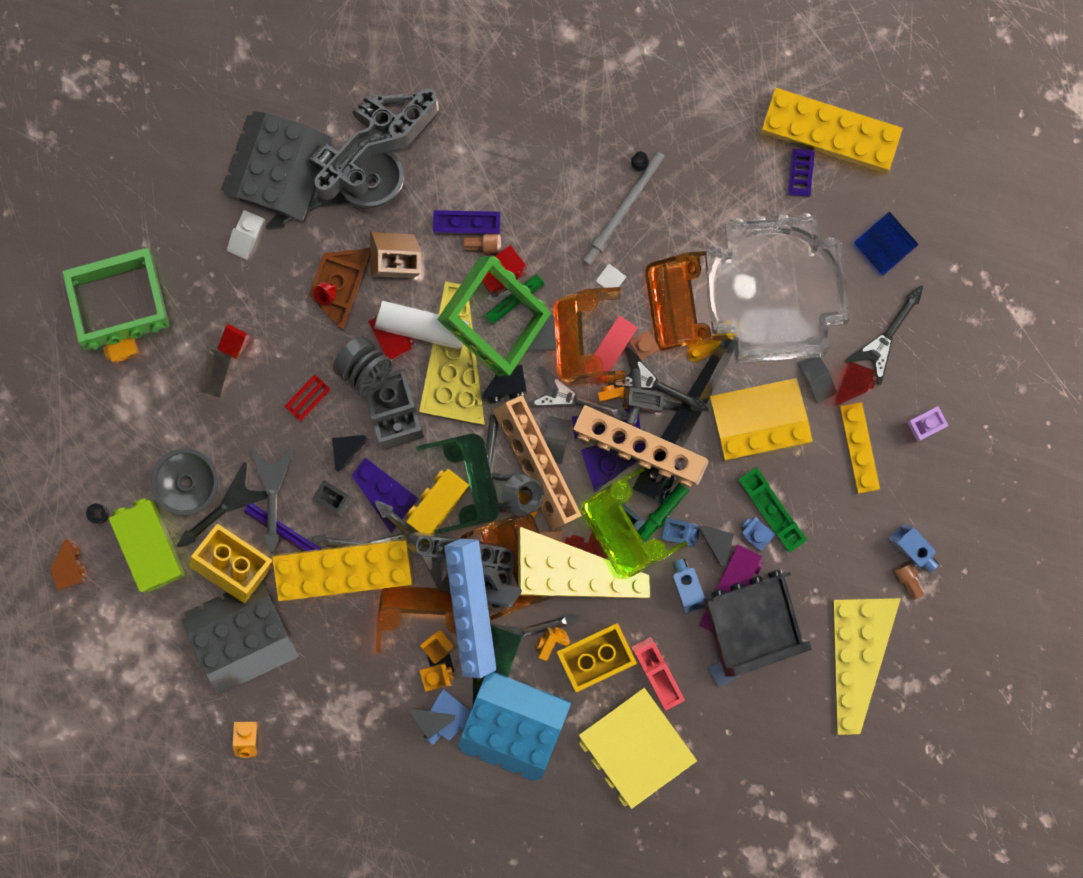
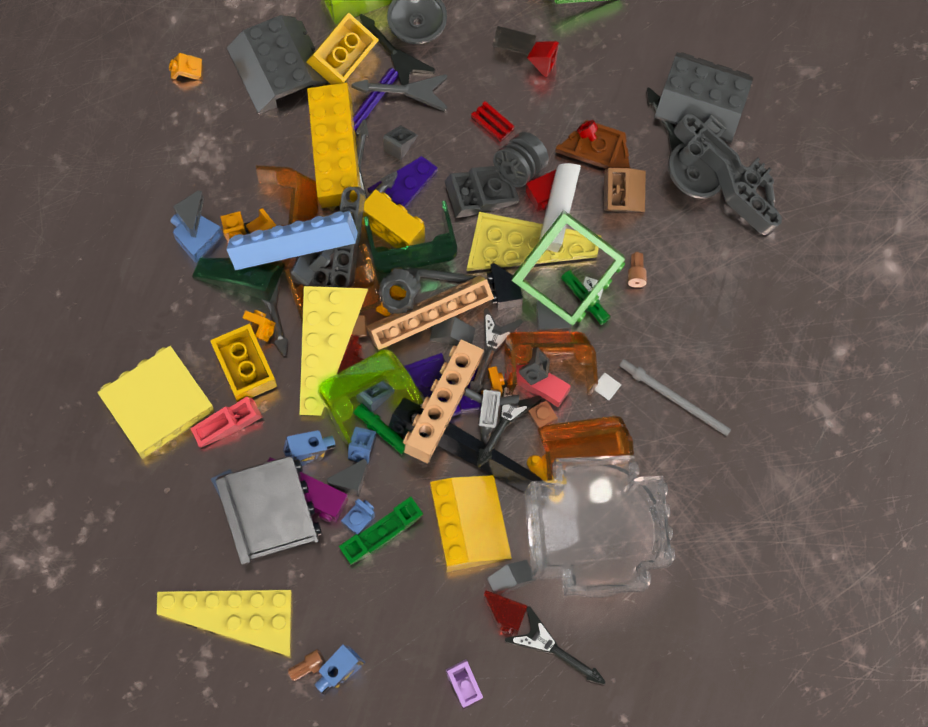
camera: 85 degrees right, 15 degrees down
(245, 234) = (639, 71): white slope -> none
(345, 449) = (444, 150): black slope -> none
(466, 222) = (657, 256): dark purple plate -> none
(510, 261) = (620, 289): red brick -> none
(514, 726) = (184, 287): dark azure slope -> none
(603, 348) = (537, 368): none -> dark grey bracket
(639, 166) = (723, 415): black pin -> none
(809, 173) = (716, 557): dark purple slope -> none
(831, 130) = (759, 593): yellow brick -> none
(859, 447) = (441, 619): yellow plate -> none
(886, 243) = (647, 647): clear blue slope -> none

